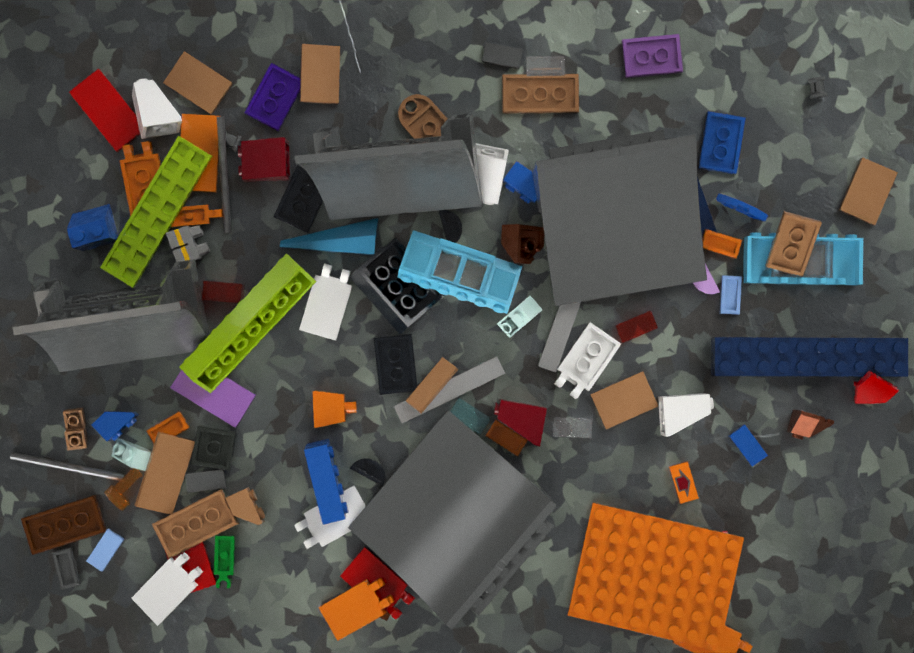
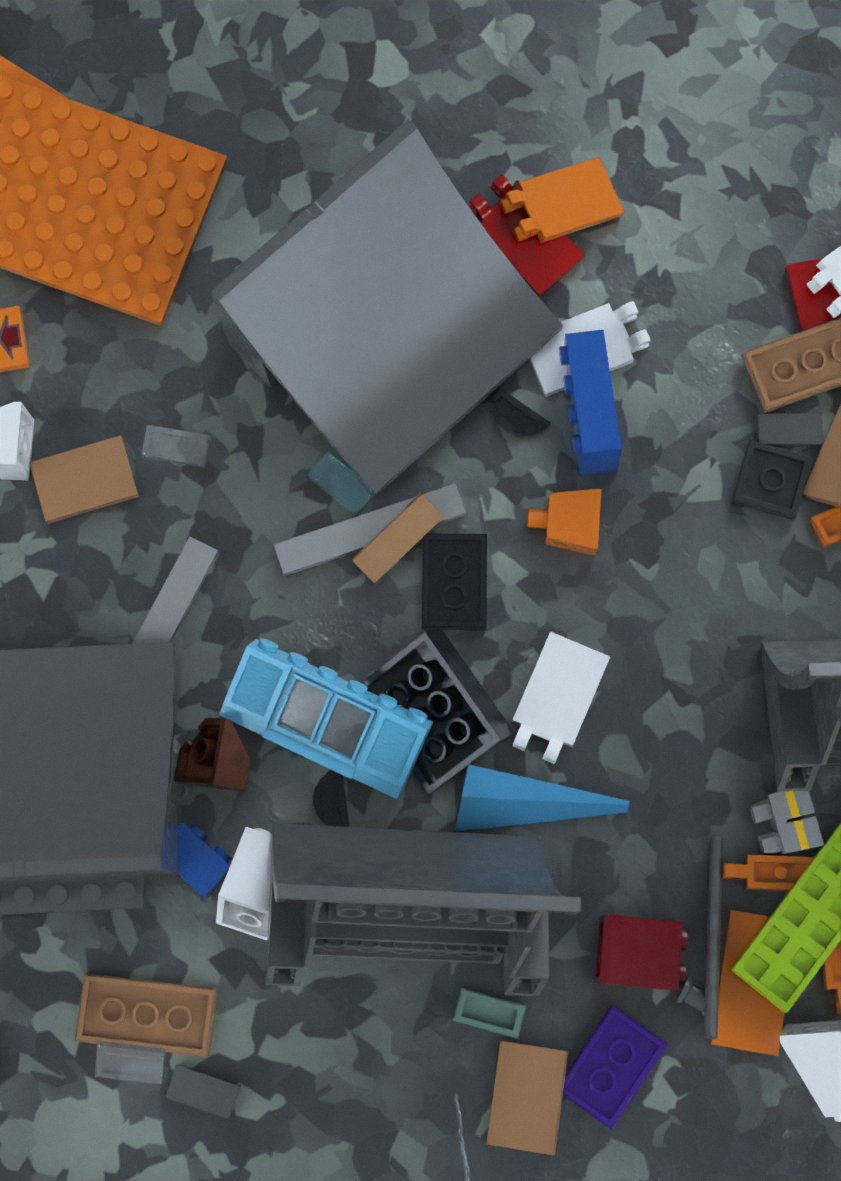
camera: 165 degrees left, 10 degrees down
(198, 83) = (745, 1109): medium nougat tile -> none
(223, 292) = (733, 733): clear red brick -> none
(224, 558) = (769, 303): green plate -> none
(226, 402) = (765, 573): medium lavender tile -> none
(244, 506) = (729, 380): medium nougat slope -> none
(247, 324) = (695, 672): lime brick -> none
(300, 201) = (587, 869): black tile -> none
(346, 118) = (489, 1013): none -> sand green tile
(424, 120) = (351, 990): medium nougat tile -> none
(506, 437) = (286, 442): orange tile -> none
(519, 316) = (232, 633): light aqua slope -> none
(523, 418) = (253, 464): dark red slope -> none
(587, 359) = (135, 551): white tile -> none
(636, 326) = (45, 596): clear red tile -> none

